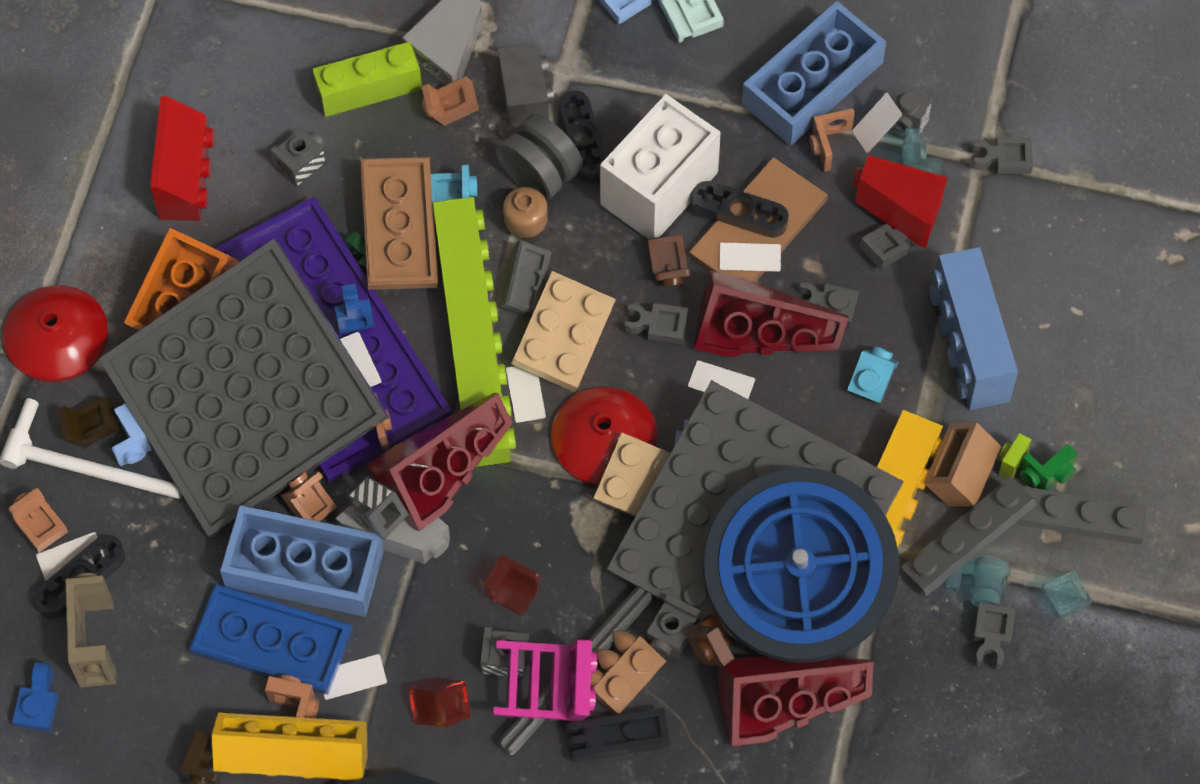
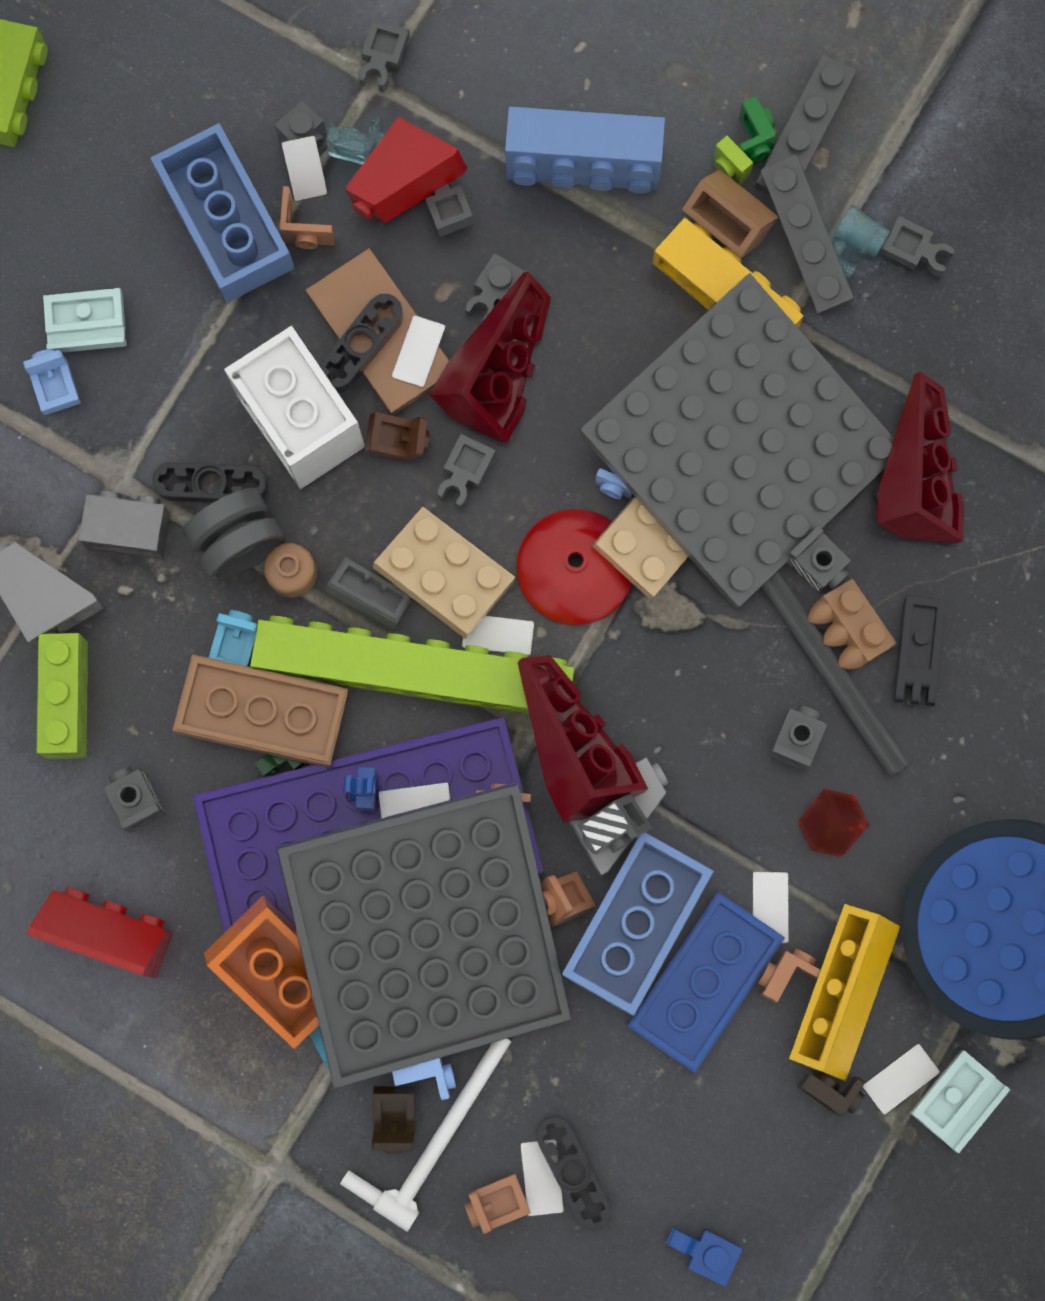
camera: 70 degrees left, 15 degrees up
(57, 350) = (293, 1127): red dish -> none
(89, 664) = (695, 1188): dark tan panel -> none
(450, 101) = (120, 612): nougat bracket -> none
(512, 585) = (723, 711): clear red panel -> none
(570, 680) = (862, 681): dark pink plate -> none
(710, 642) = (857, 528): reddish brown bracket -> none
(736, 382) = (549, 428): white sticker -> none
(801, 565) = (815, 404): blue wheel -> none
(873, 373) = (593, 269): medium azure bracket -> none
(1066, 595) = (895, 163): clear light blue plate -> none

